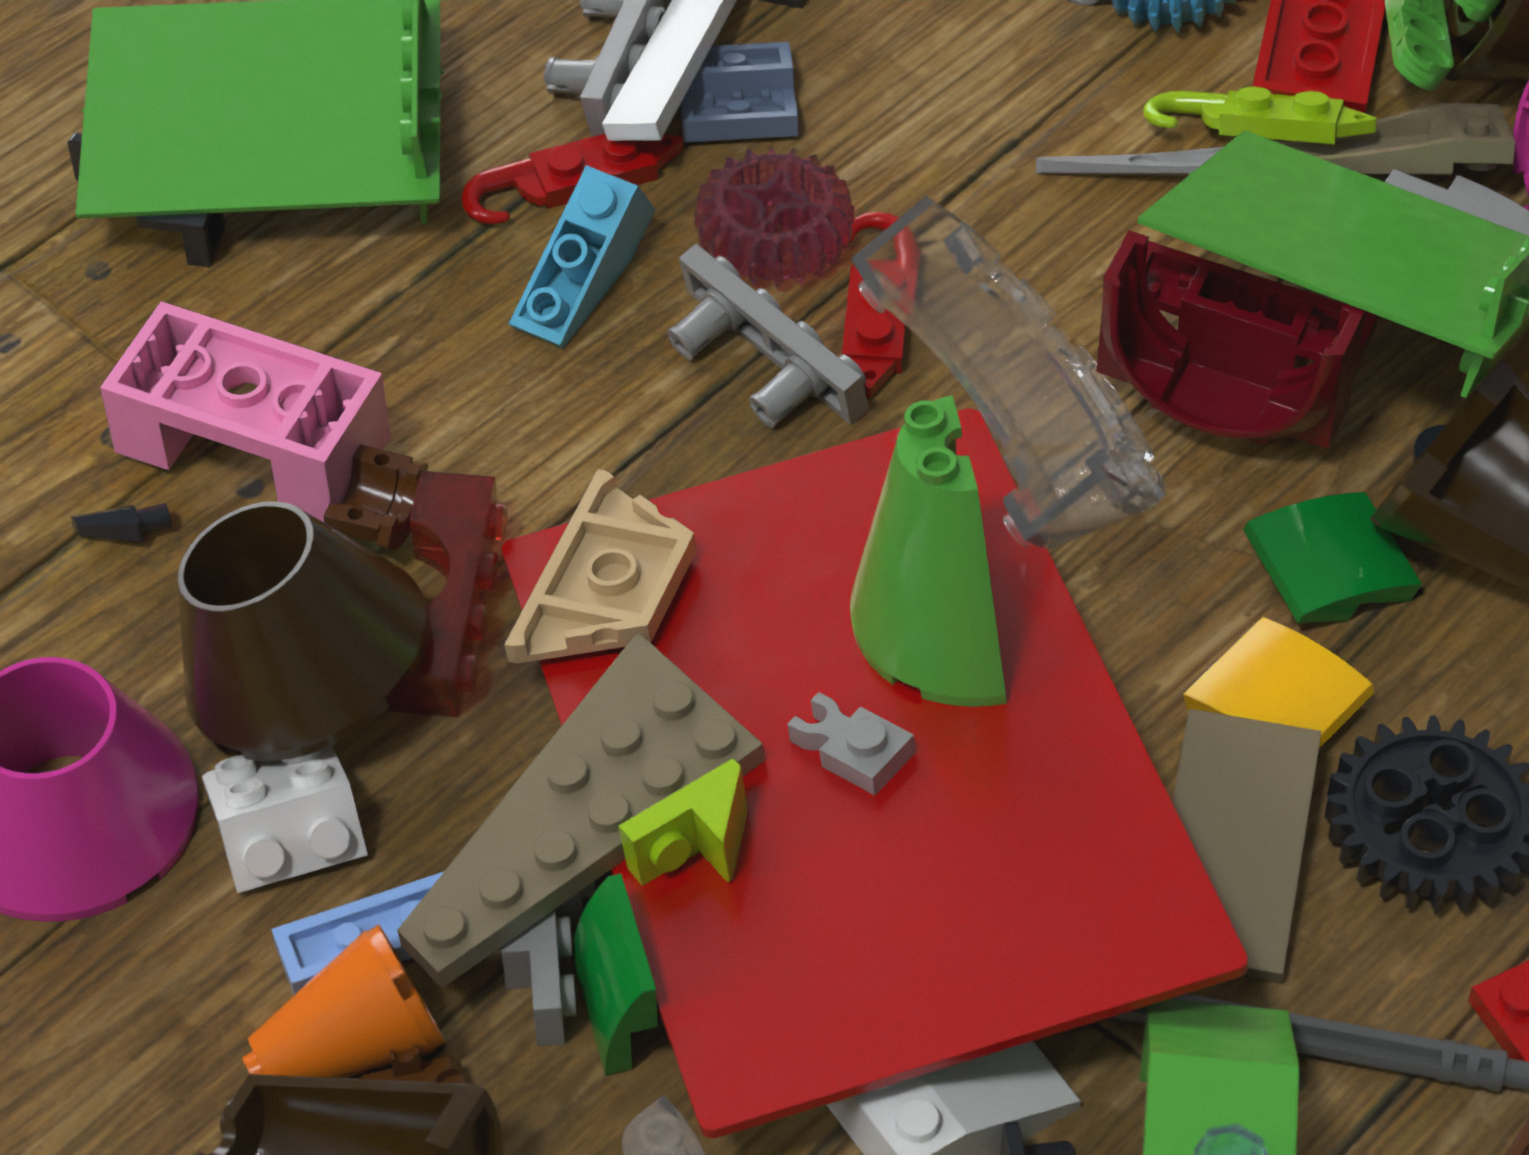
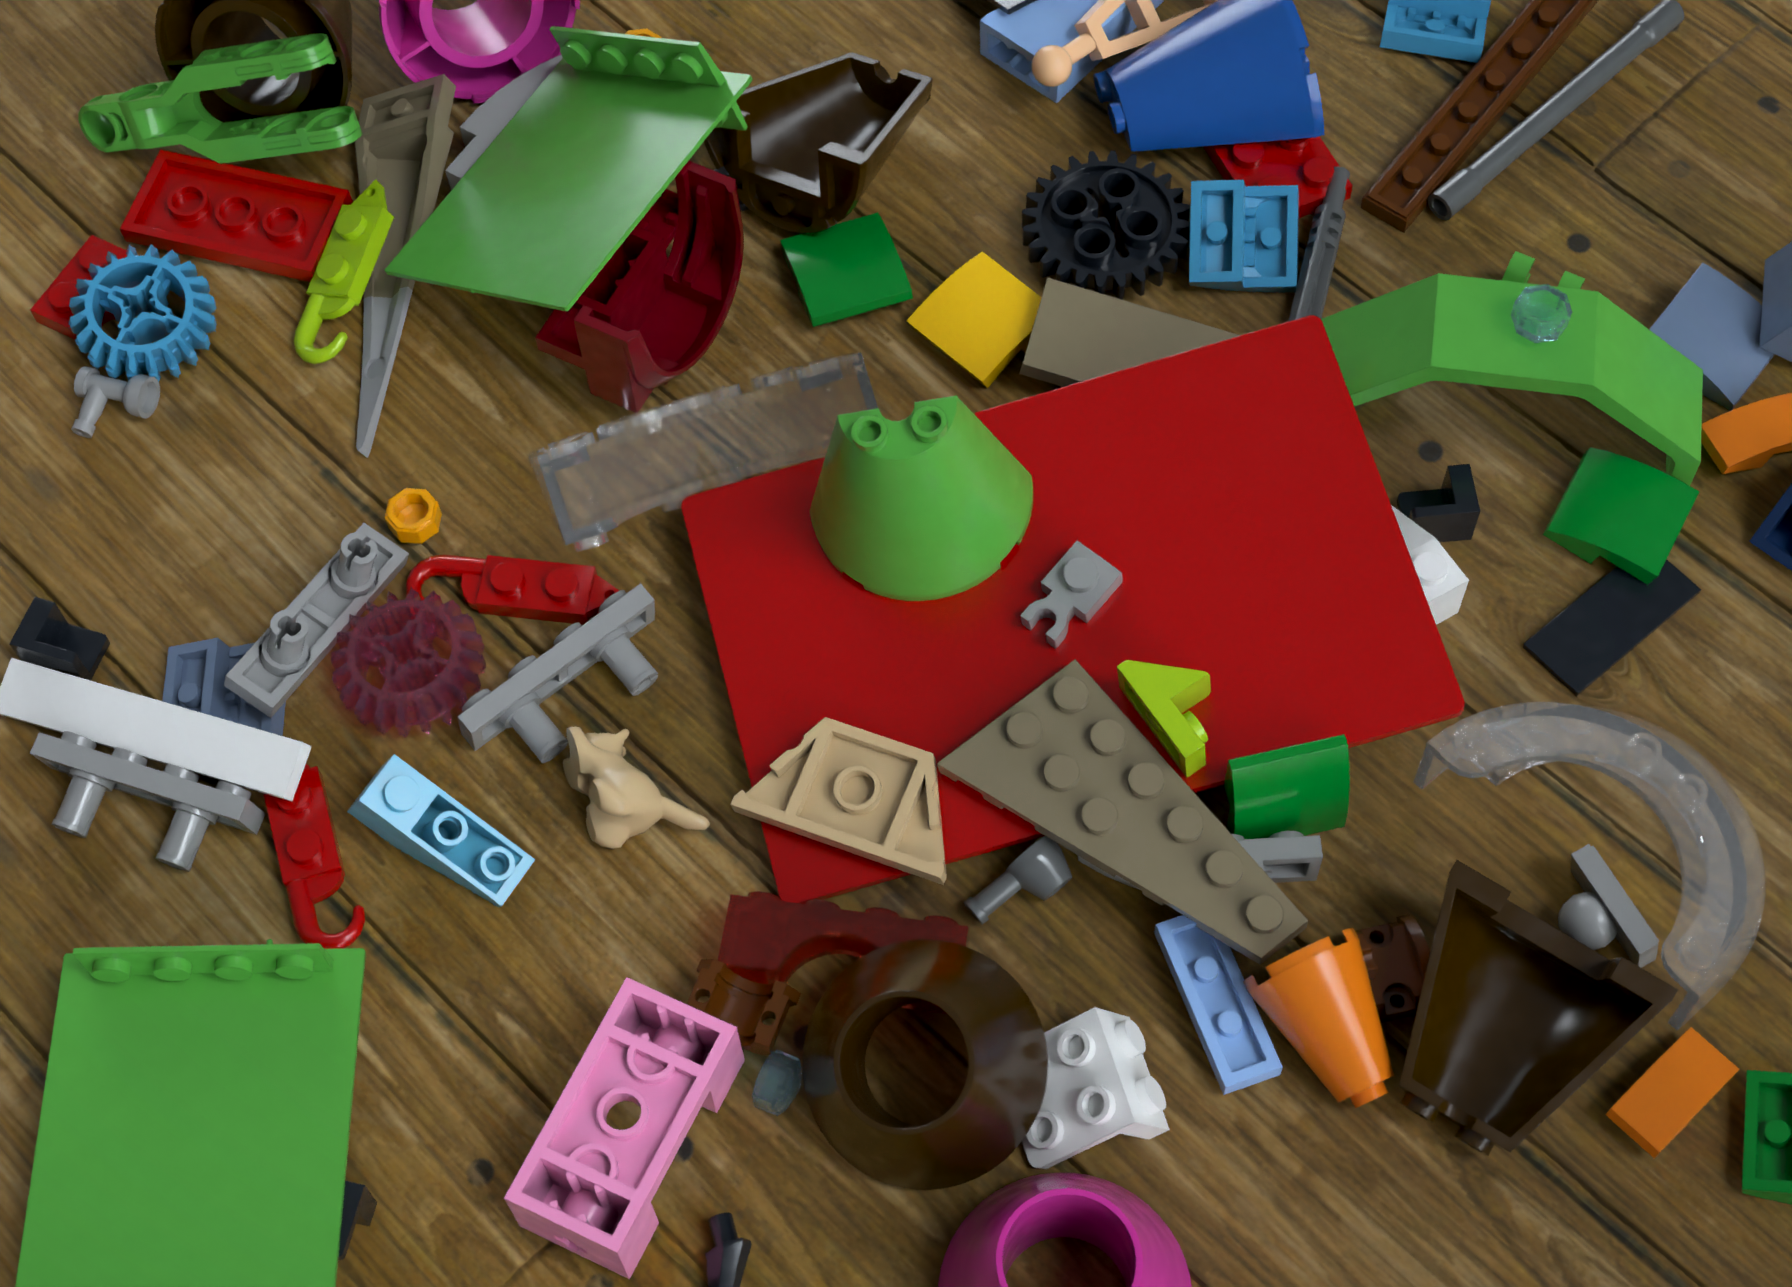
camera: 85 degrees left, 10 degrees up
(526, 739) = (1037, 870): none -> dark grey bar
(620, 389) = (621, 796): none -> tan animal
(775, 115) = (310, 624): none -> light grey plate
(961, 199) = (413, 515): none -> light orange tile
(1436, 958) = (1244, 236): none -> dark azure slope

